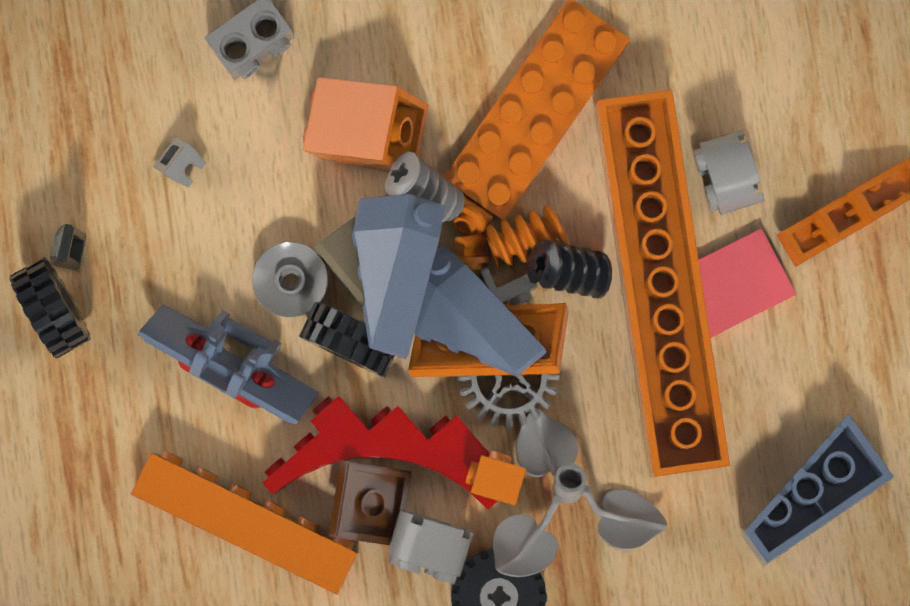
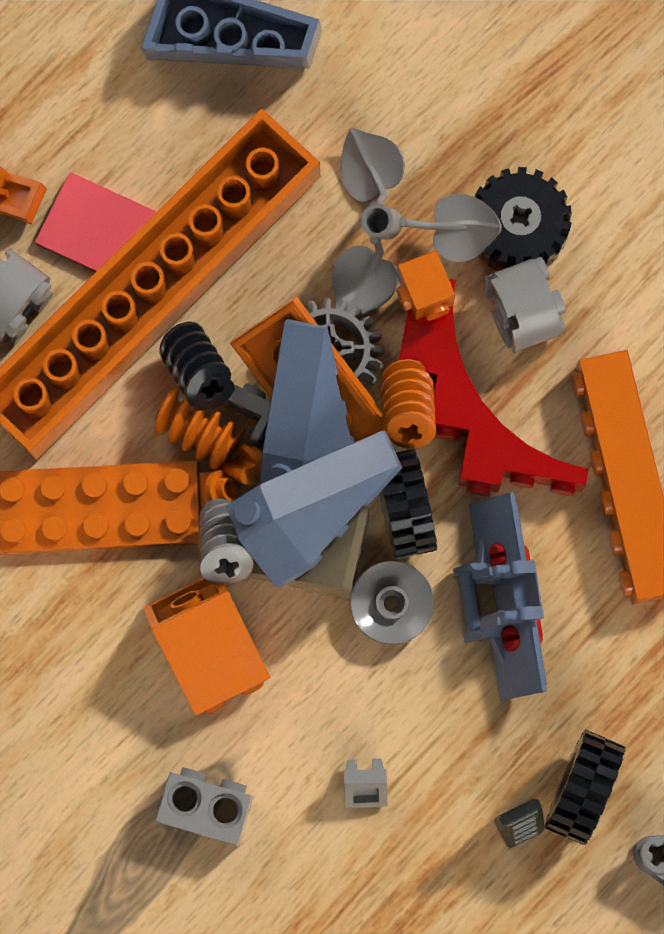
camera: 125 degrees left, 5 degrees down
(368, 502) = (529, 384): reddish brown tile -> none
(419, 398) = (408, 404): none -> orange piece

